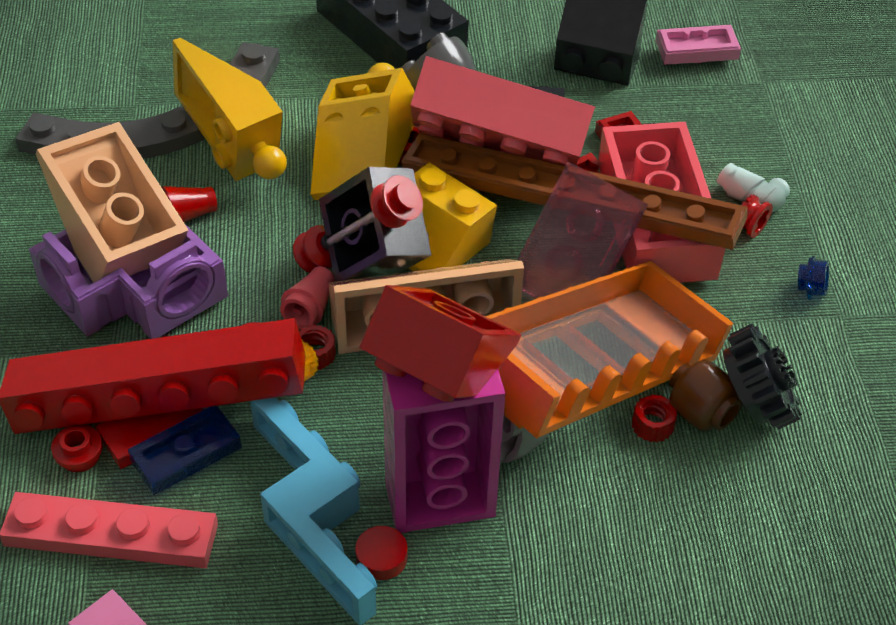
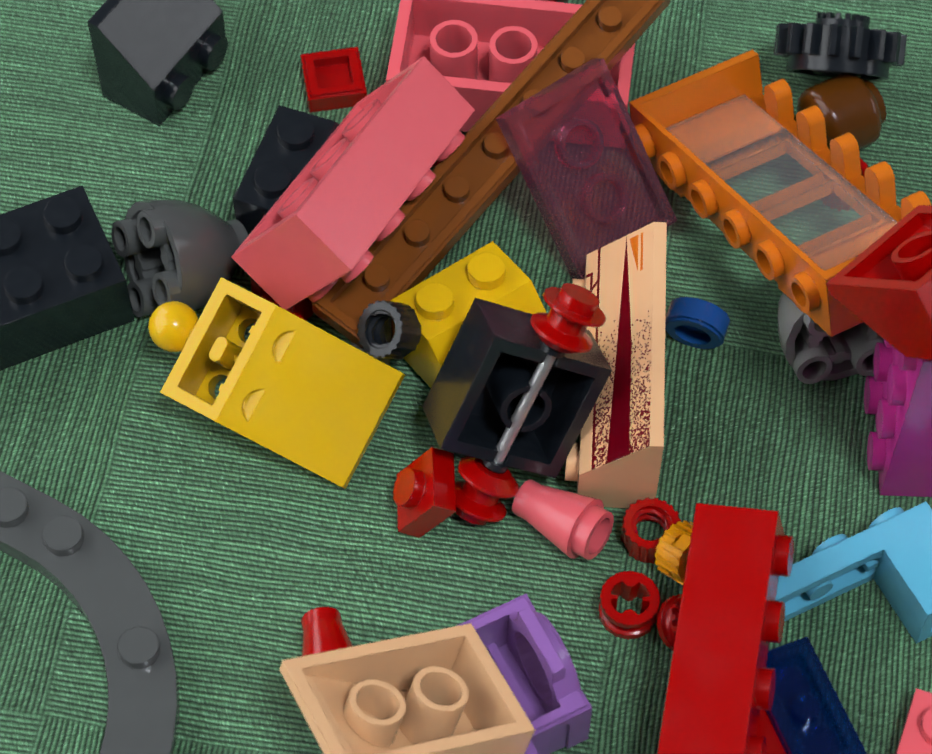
camera: 75 degrees left, 10 degrees up
(230, 112) = (199, 545): yellow slope -> none
(302, 219) = (425, 492): none -> red plate
(406, 158) = (373, 324): none -> black axle

